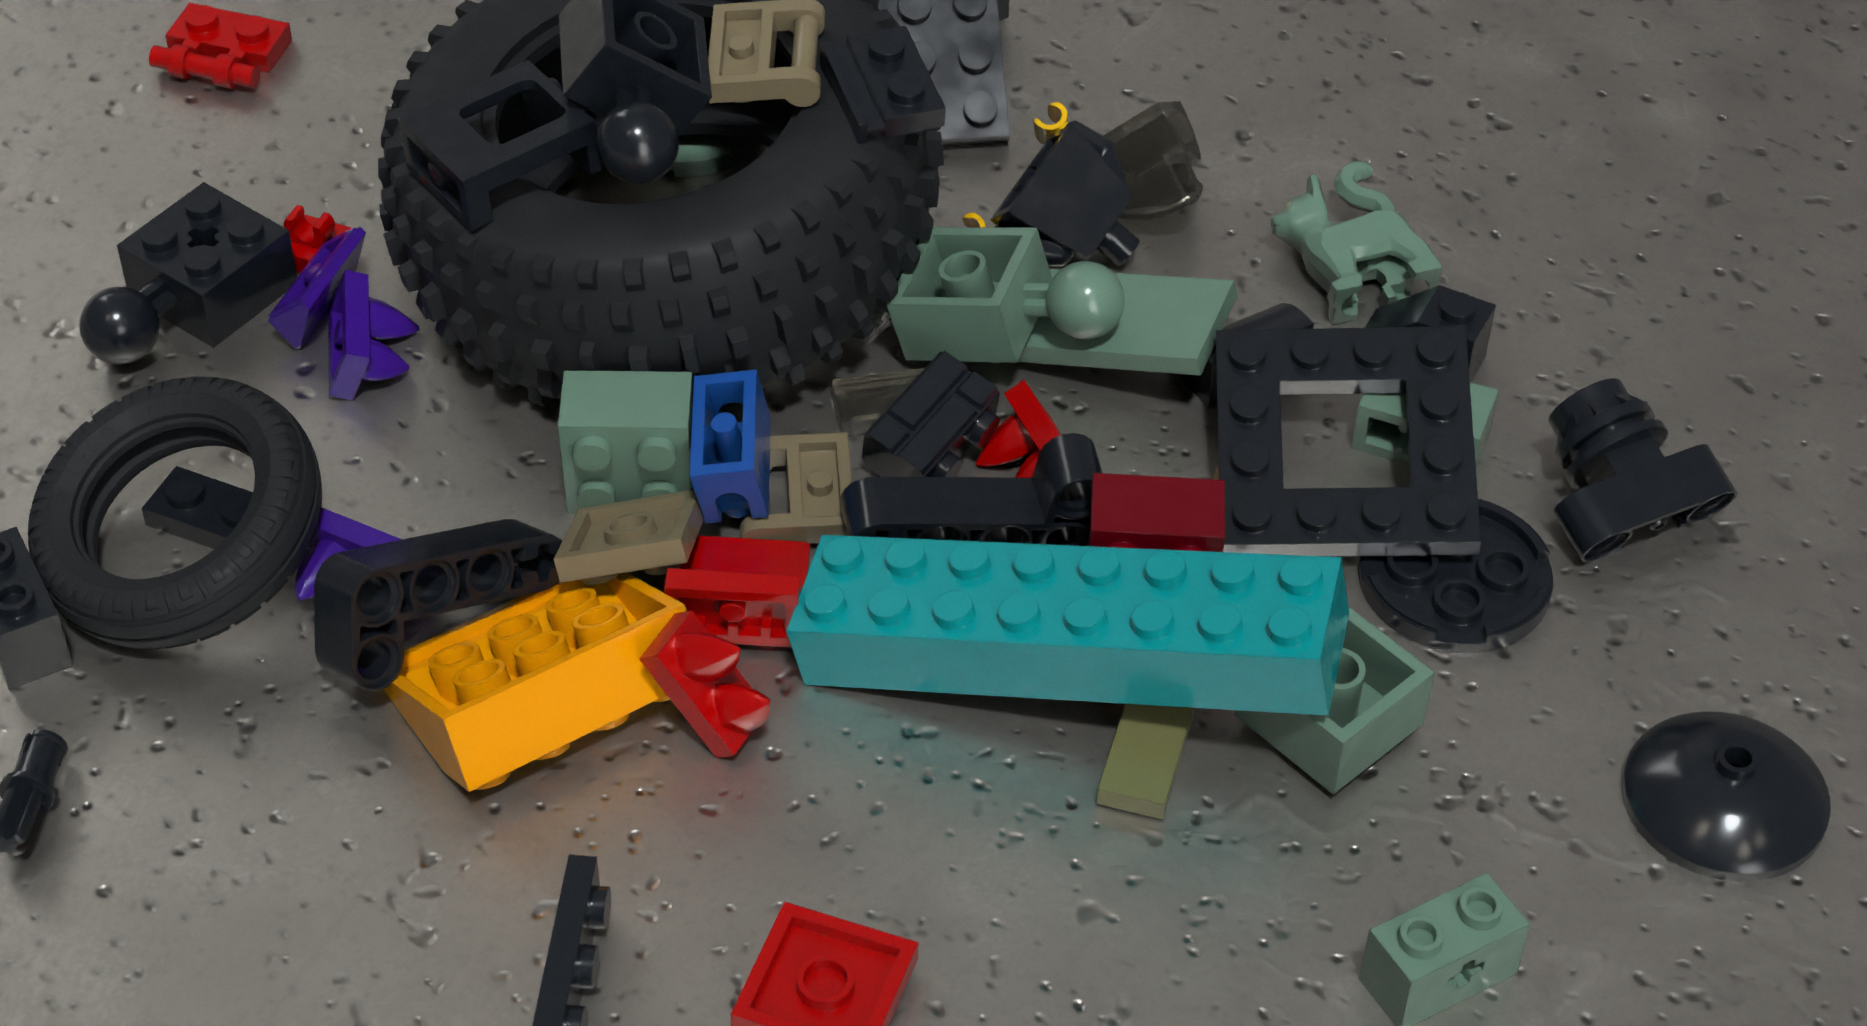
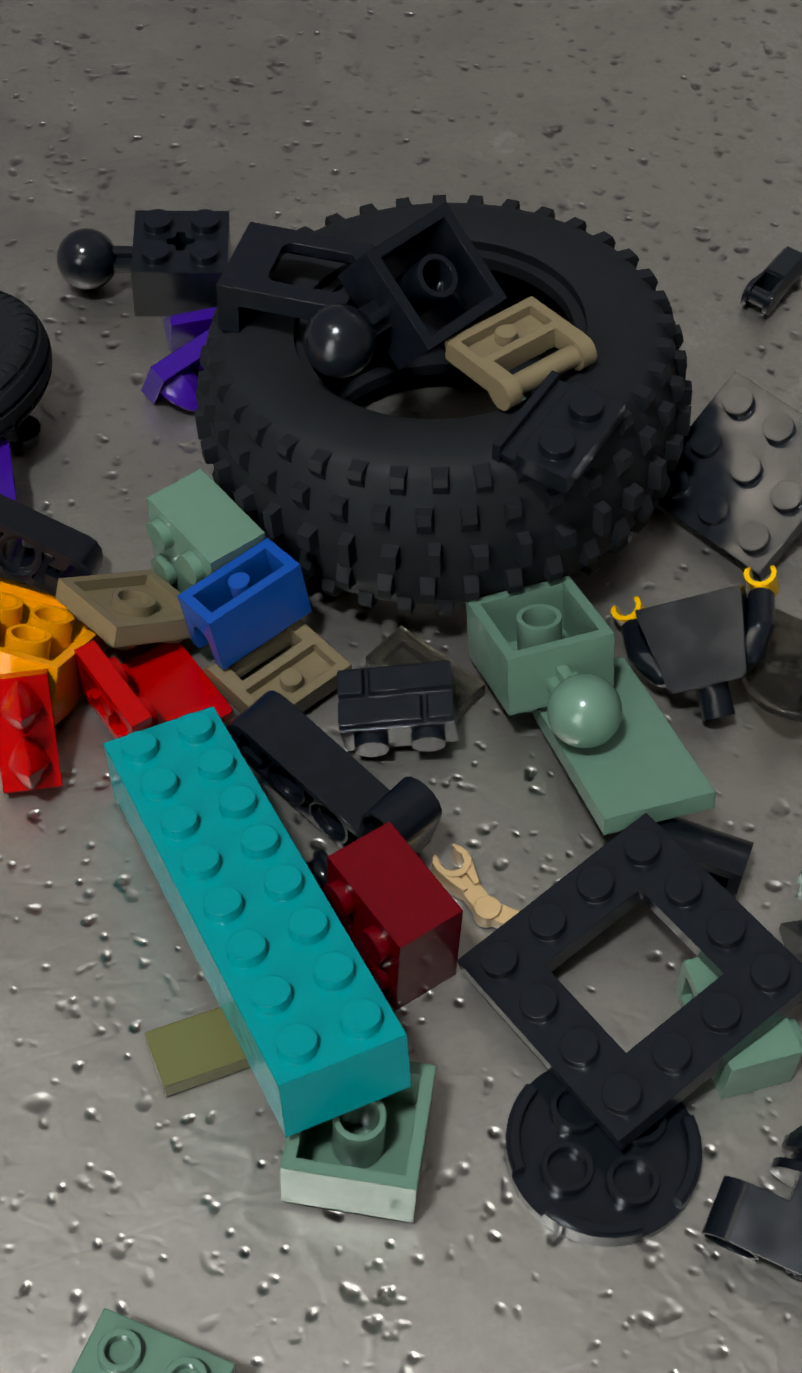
camera: 50 degrees right, 5 degrees up
(221, 46) = (397, 148): red plate -> none
(1020, 433) = (460, 780): red tile -> none

